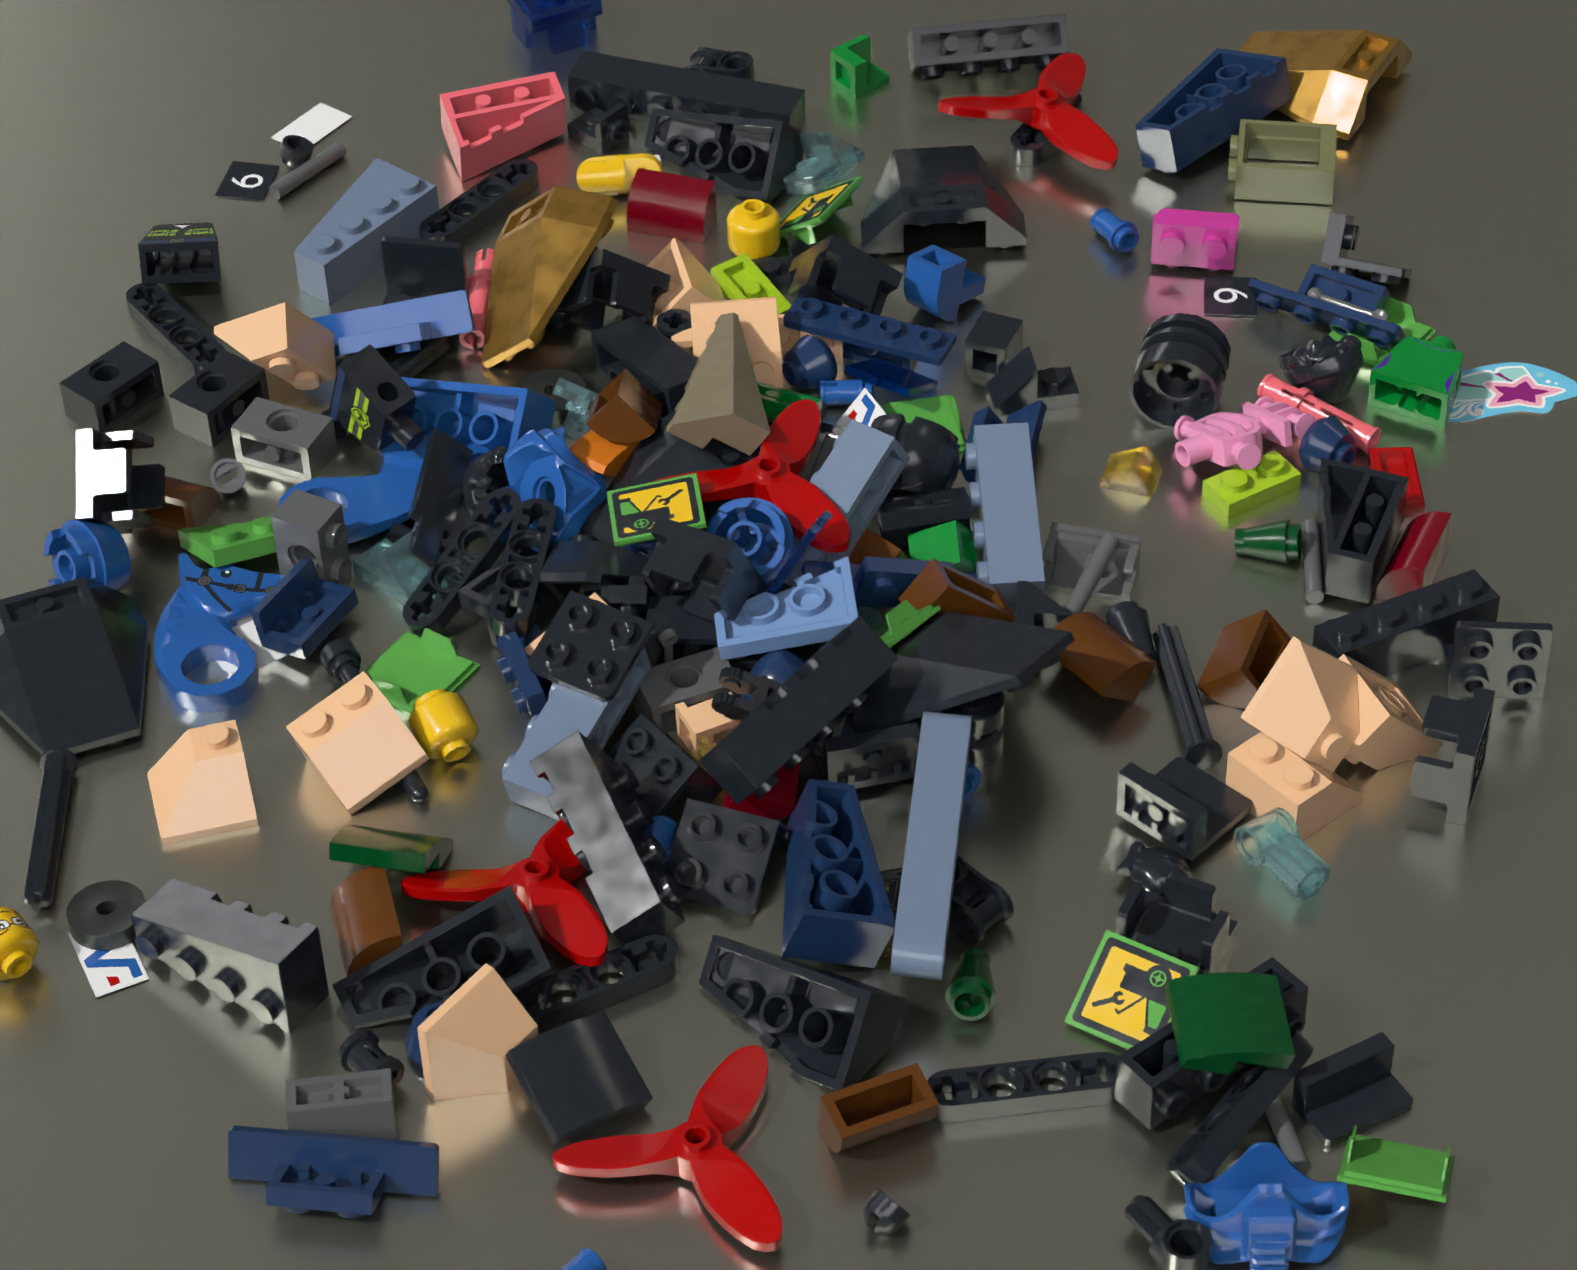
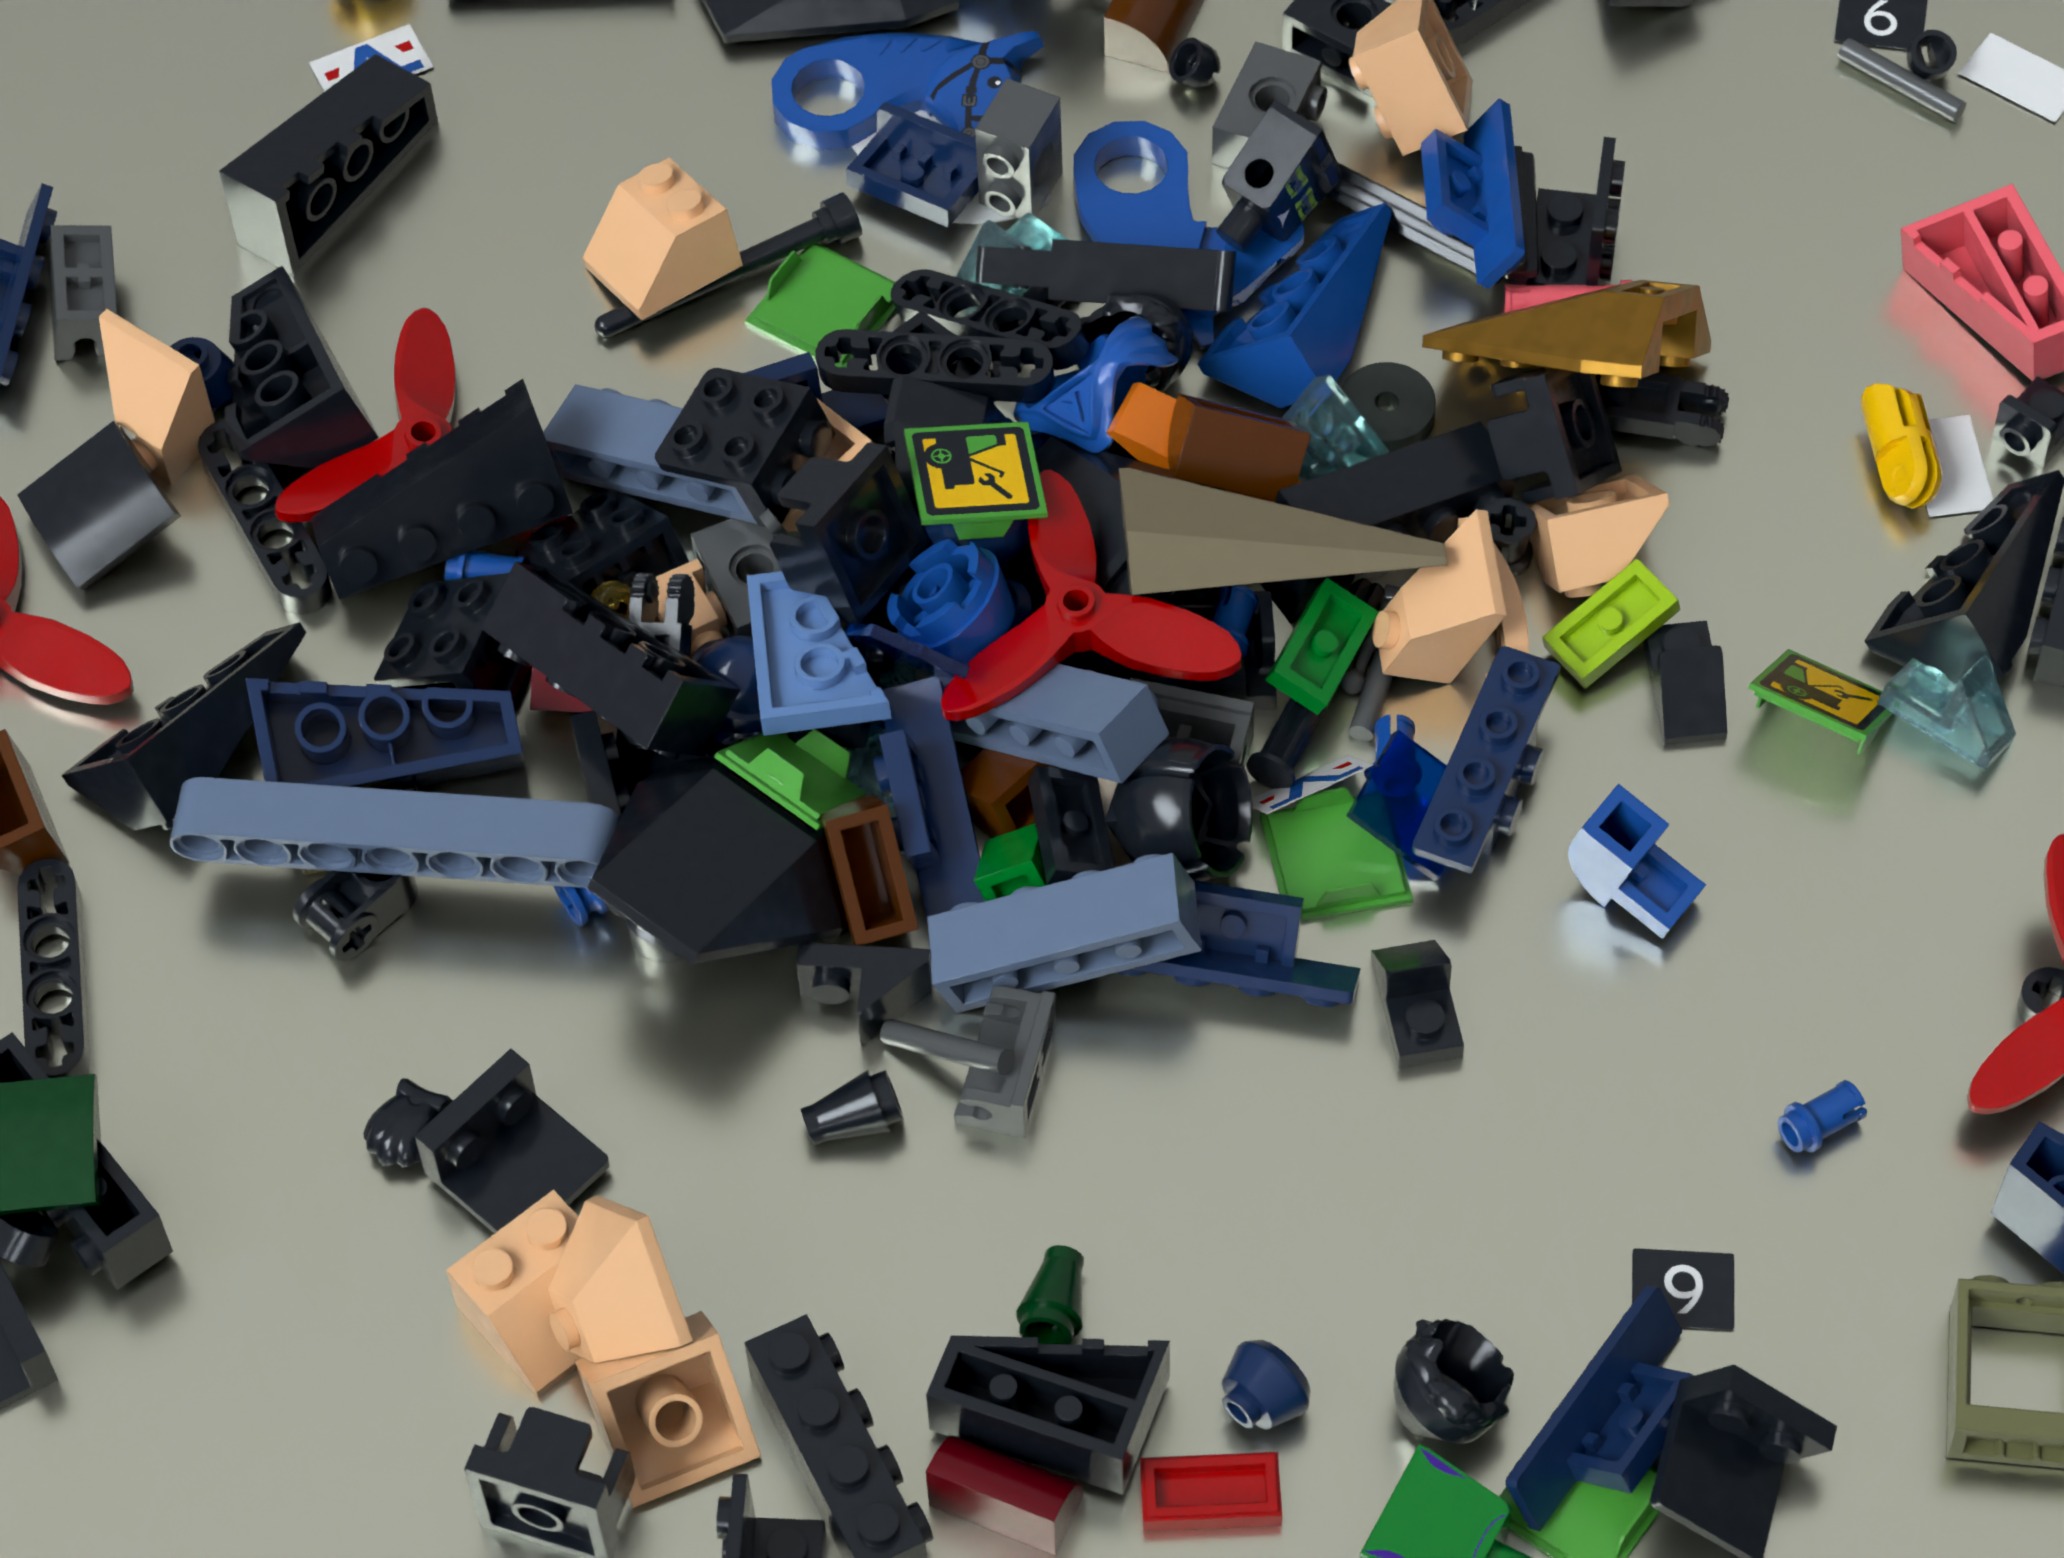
camera: 90 degrees right, 15 degrees up
(102, 914) = (432, 31): pearl dark grey piece -> none
(202, 785) = (618, 117): light nougat slope -> none
(229, 542) = (1069, 69): bright green wing -> none
(348, 238) = (1733, 150): sand blue wedge -> none
(357, 1058) = (159, 308): black bush -> none
(365, 918) = (375, 296): reddish brown brick -> none
(389, 848) = (484, 293): dark green slope -> none
(443, 725) = (701, 330): yellow head -> none
(512, 181) = (1834, 281): black beam -> none
(671, 206) = (1821, 517): dark red brick -> none
(753, 229) = (1760, 618): yellow head -> none
(809, 363) = (1440, 702): dark blue cone -> none
(843, 275) = (1588, 717): black panel -> none
(935, 188) = (1881, 875): black wedge -> none
(972, 987) = (214, 911): dark green cone -> none
(992, 344) = (1502, 940): black brick -> none
(1104, 657) = (790, 1054): reddish brown brick -> none
(1125, 991) = (165, 1080): piece -> none
(1132, 471) = (1229, 1130): clear yellow slope -> none
(1179, 369) = (1405, 1171): black wheel -> none
(1180, 922) = (271, 1135): black panel -> none
(1187, 703) = (739, 1172): black axle -> none
(1194, 238) = (1807, 1230): dark pink bracket -> none
(1238, 437) = (1266, 1263): bright pink piece -> none
(1243, 659) = (792, 1252): reddish brown brick -> none
(1244, 489) = (1204, 1288): lime plate -> none
(1277, 845) = (409, 1273): clear light blue piece -> none
(1317, 293) = (1566, 1470): dark grey hinge -> none
(1365, 435) = (1355, 1389): coral pin -> none

